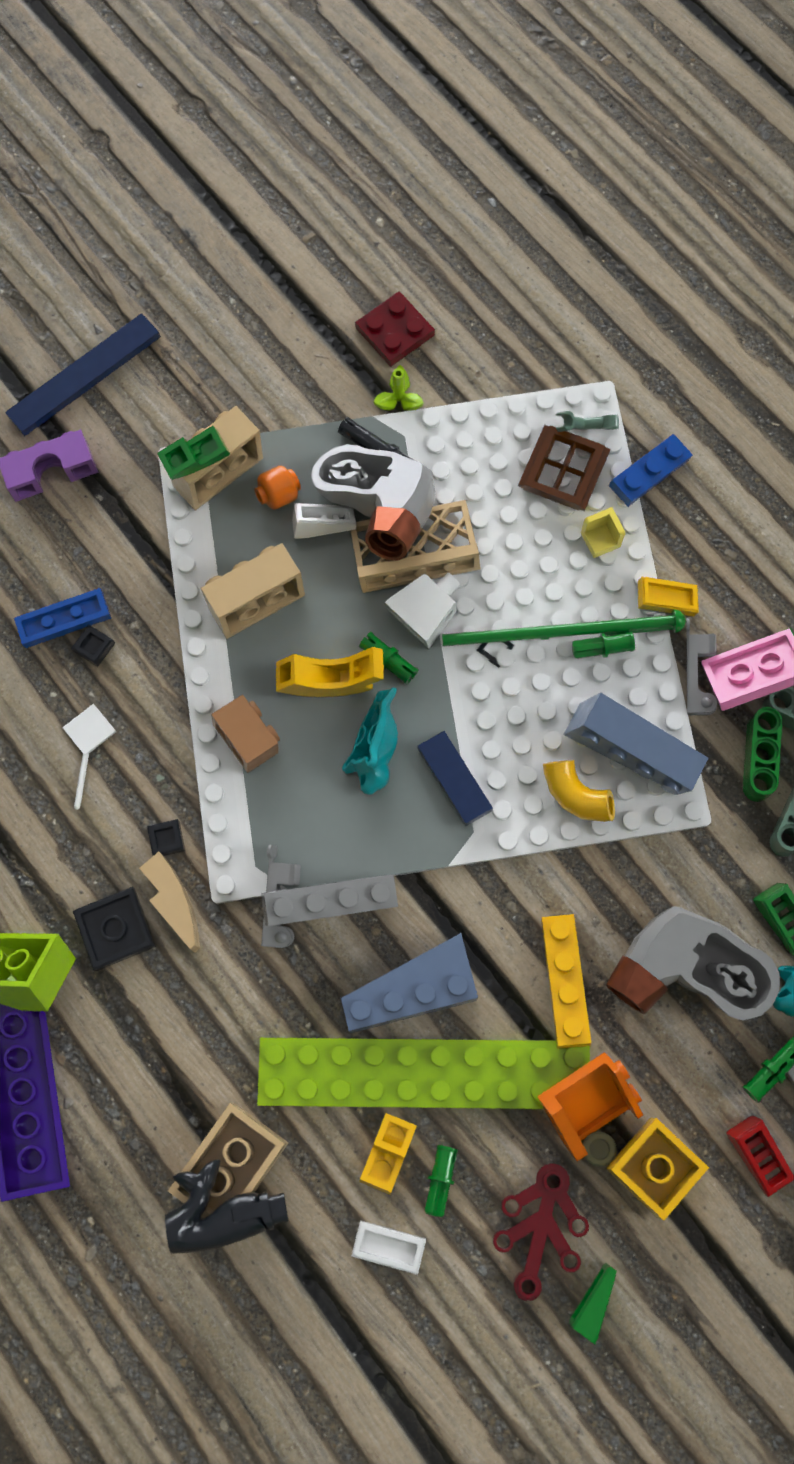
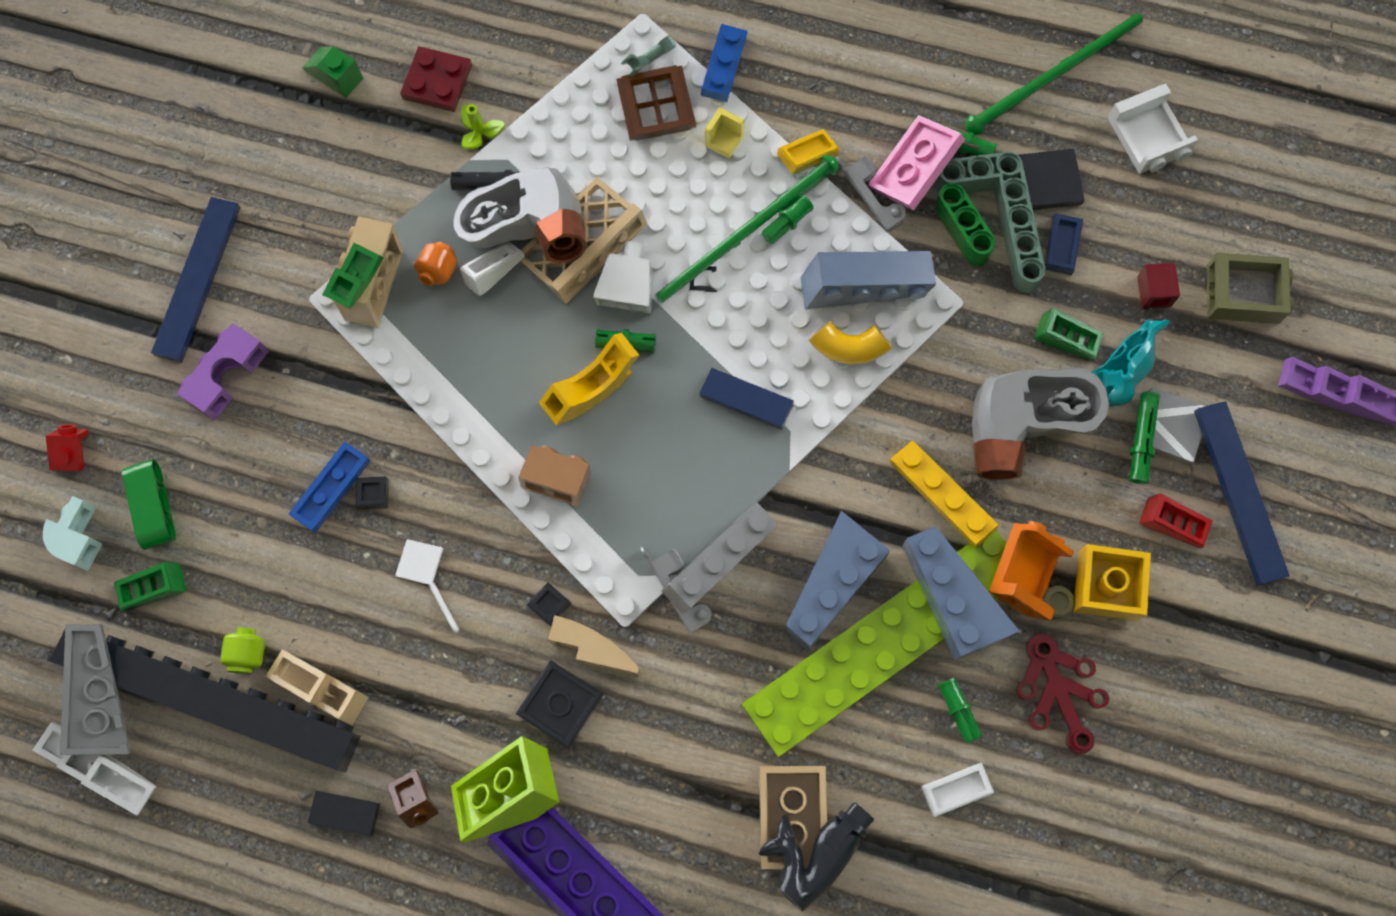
camera: 35 degrees left, 0 degrees up
(253, 590) = (479, 357): tan brick -> none
(315, 269) = (334, 70): none -> green slope
(374, 745) = (665, 414): teal animal -> none
(387, 1153) = (905, 720): yellow slope -> none
(504, 1088) = (957, 598): none -> sand blue wedge
(592, 1308) = (1139, 719): green slope -> none

